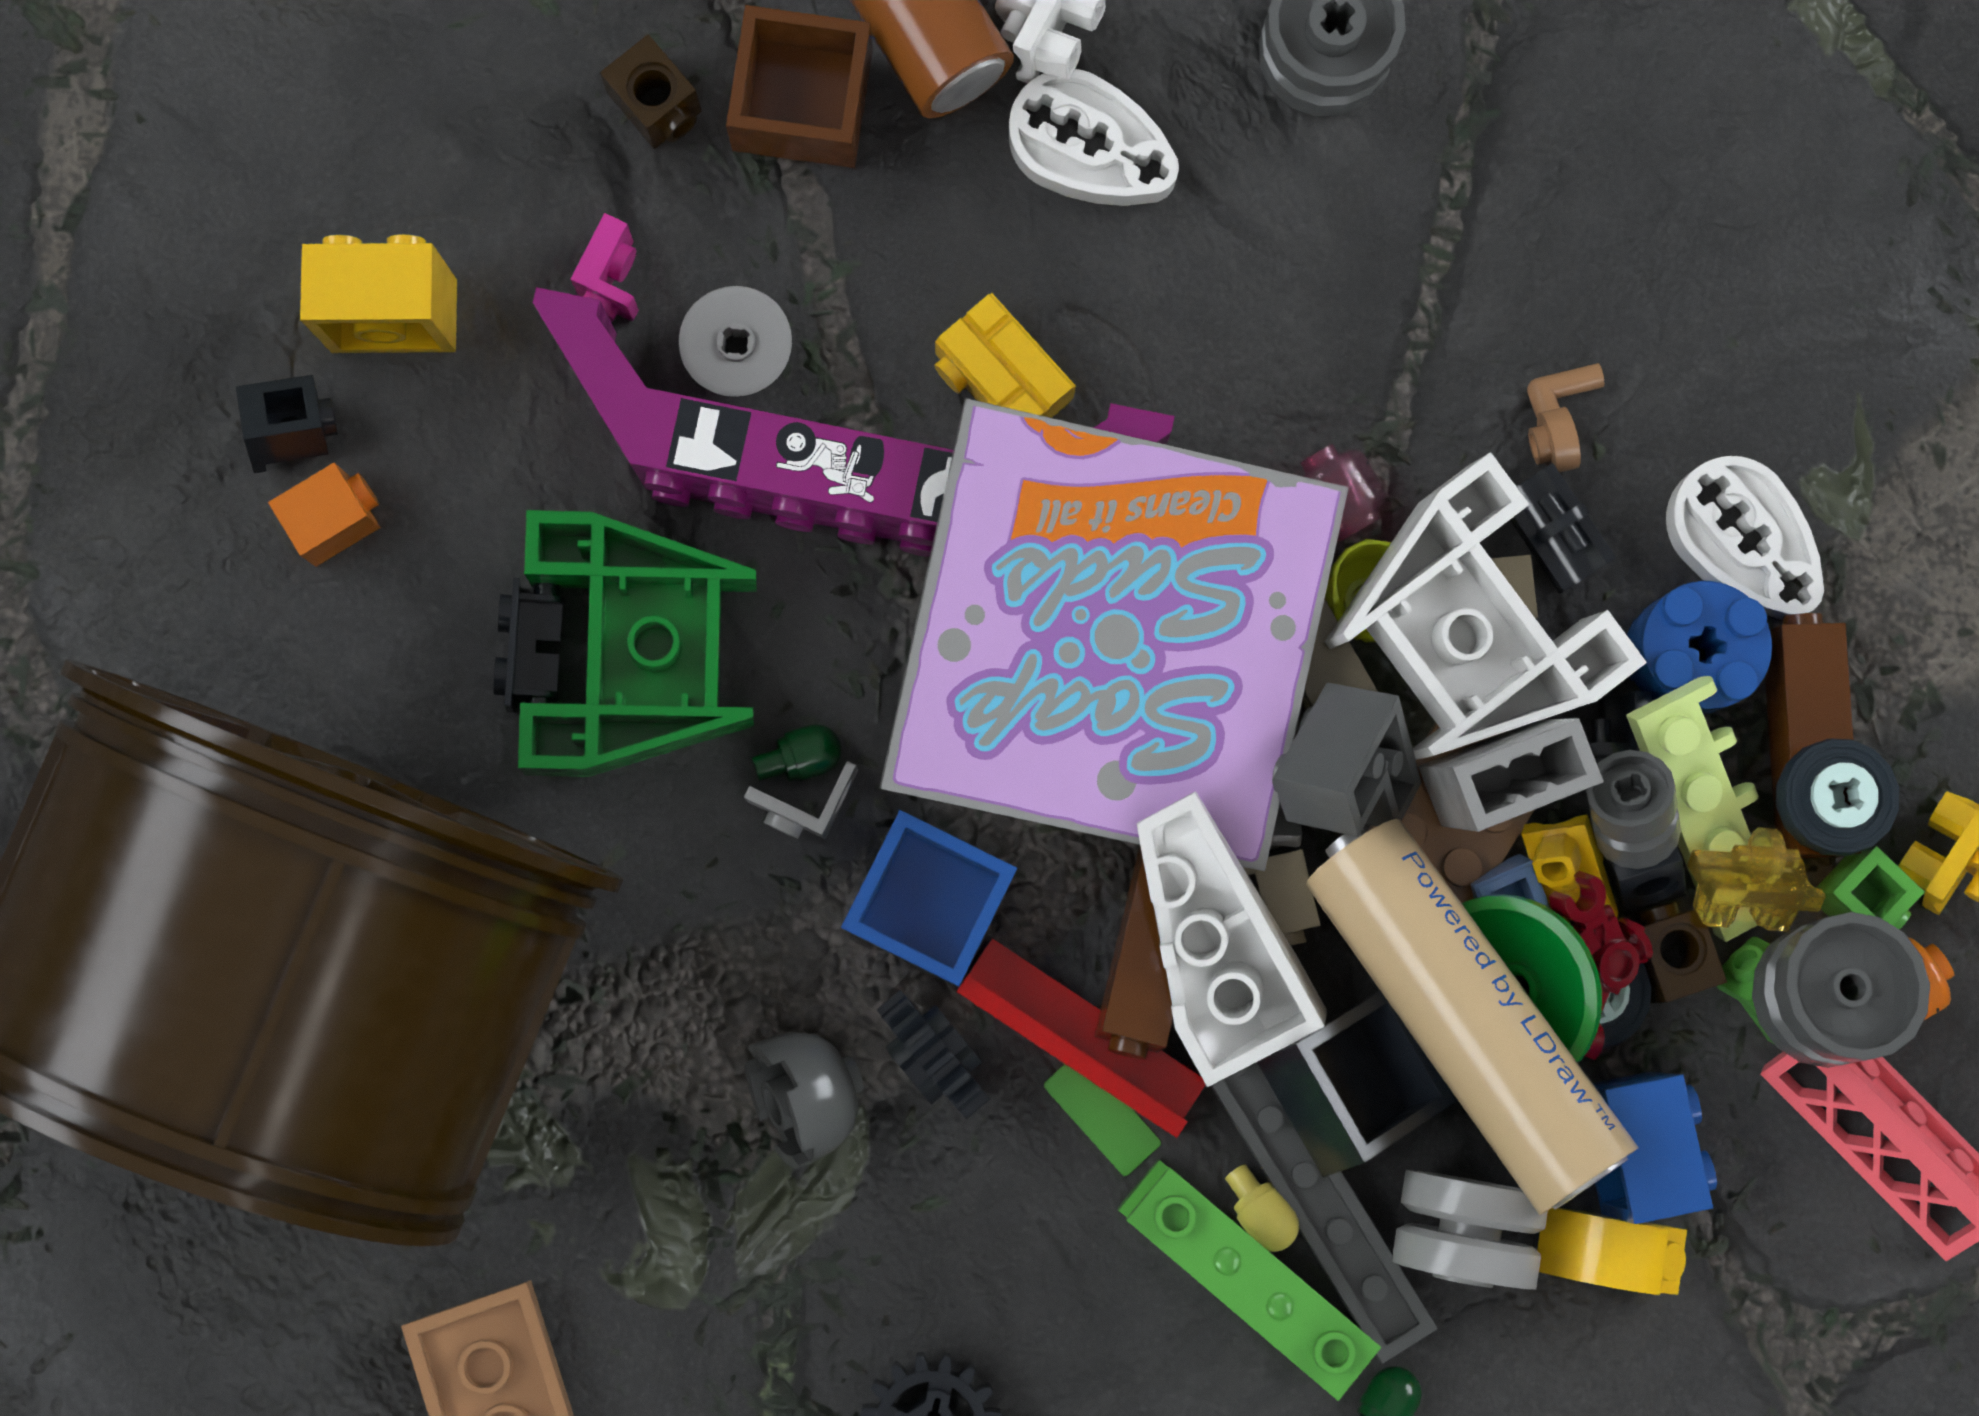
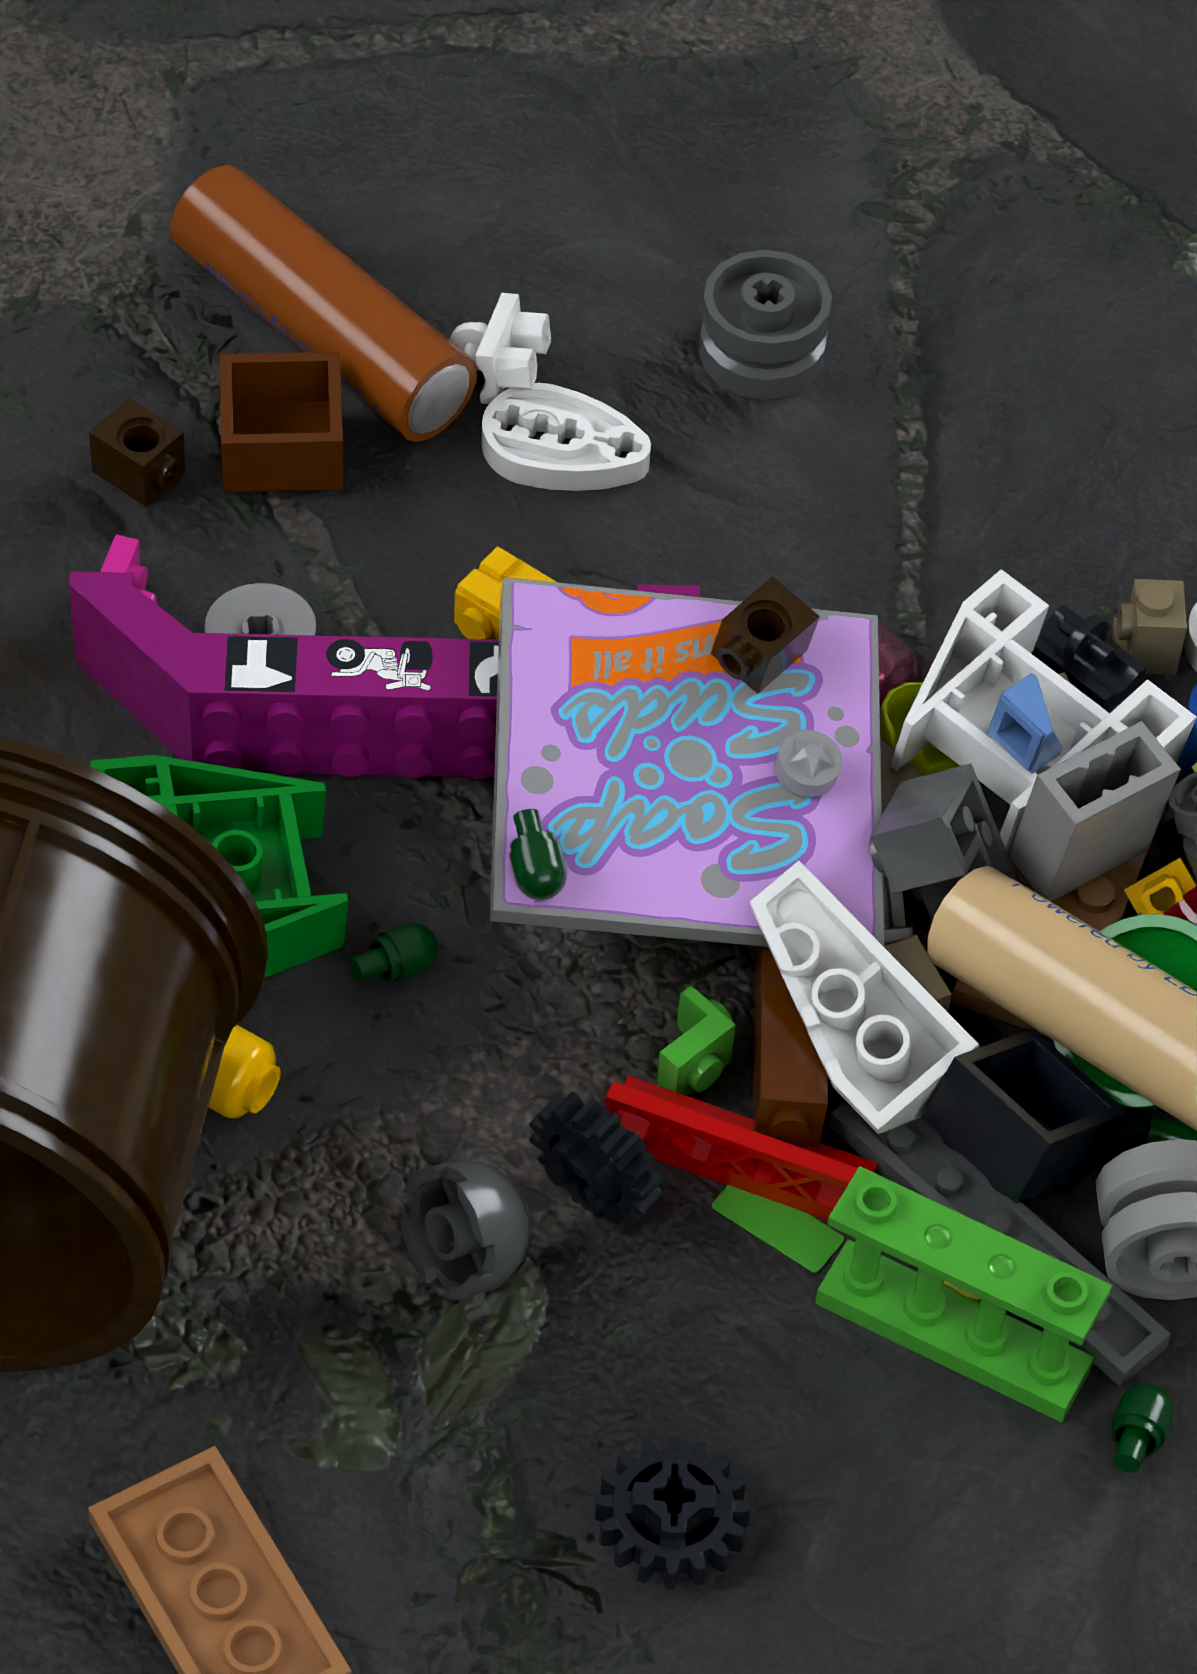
camera: 10 degrees left, 30 degrees down
(623, 851) = (245, 1075): none -> yellow head
(792, 820) = (405, 998): light grey bracket -> none
(929, 898) = (556, 1031): blue piece -> none
(932, 748) = (536, 858): none -> dark green cylinder
(1061, 937) = (703, 1049): none -> bright green bracket
(1234, 664) = (808, 763): none -> light grey tile
(1247, 513) = (772, 615): none -> dark brown brick
(1463, 672) = (1024, 725): none -> medium blue slope
(1555, 435) = (1059, 581): medium nougat plate -> none
(1636, 498) = (1153, 625): none -> dark tan brick

